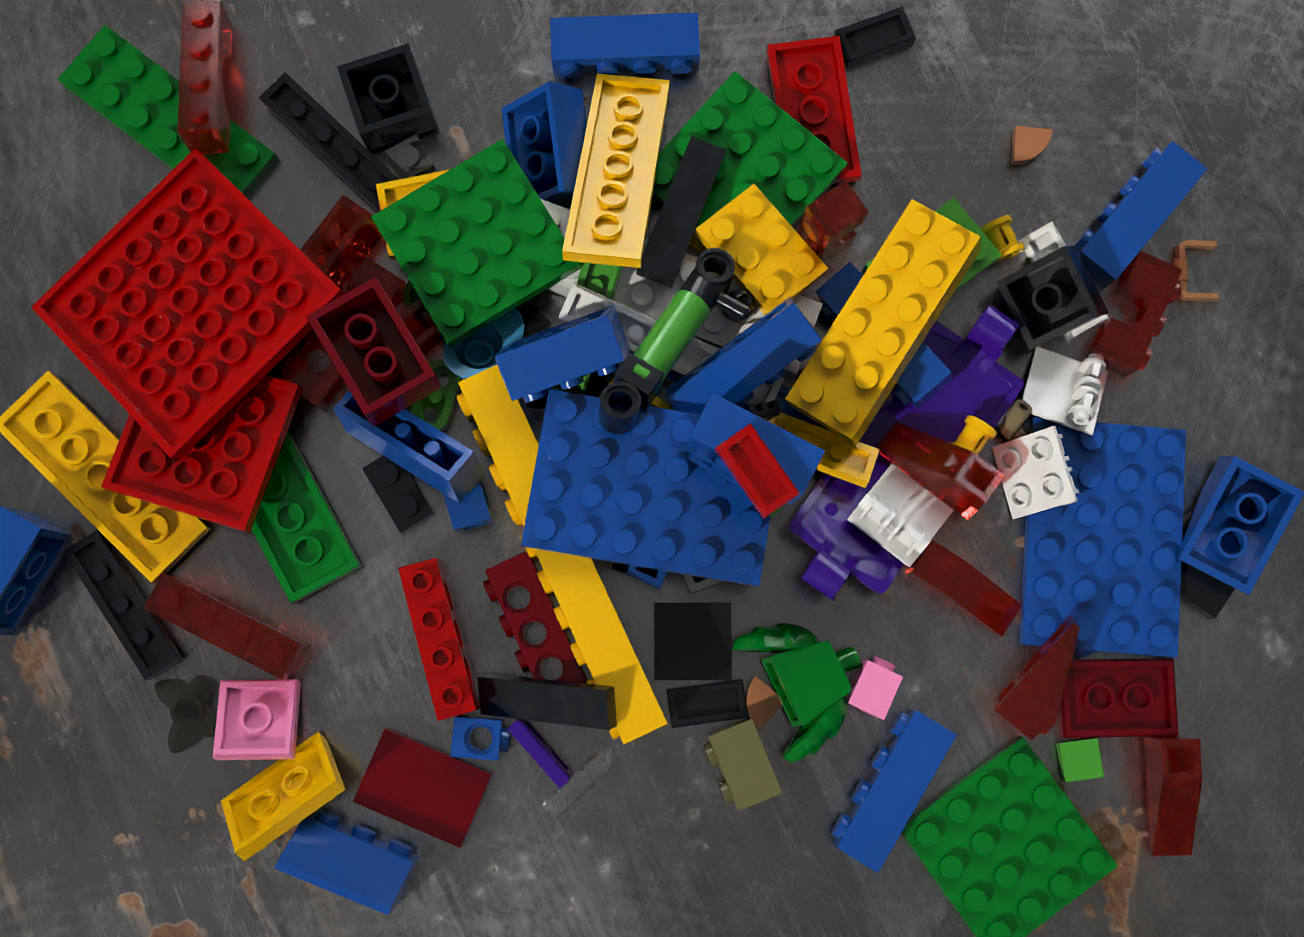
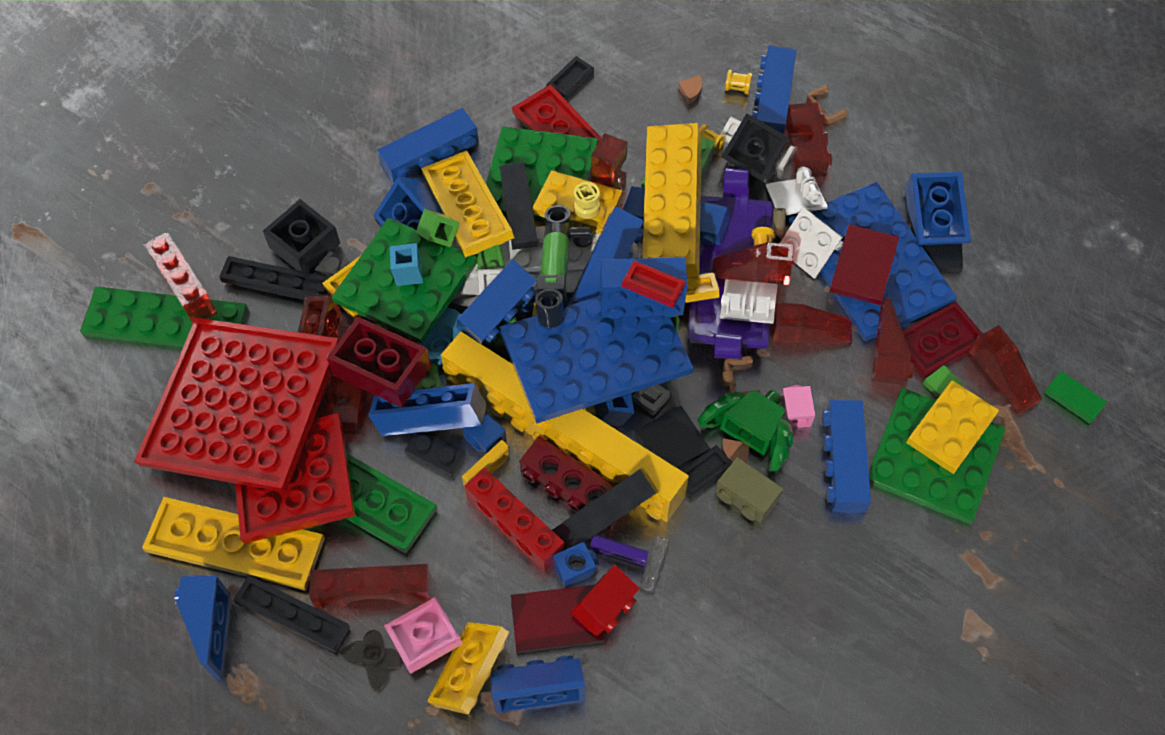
camera: 25 degrees left, 20 degrees down
(447, 548) = (491, 461): none -> yellow tile
(476, 235) = (406, 264): none -> dark azure brick
(485, 808) = (605, 601): none -> red brick
(551, 195) = (437, 227): none -> bright green brick
(761, 273) = (586, 200): none -> light yellow wheel
(812, 604) = (728, 376): none -> medium nougat piece
(1049, 832) = (952, 426): none -> yellow plate
(1085, 546) = (864, 264): none -> dark red tile
(1098, 170) = (738, 81): none -> yellow bush
(1237, 875) = (1075, 397): none -> green tile

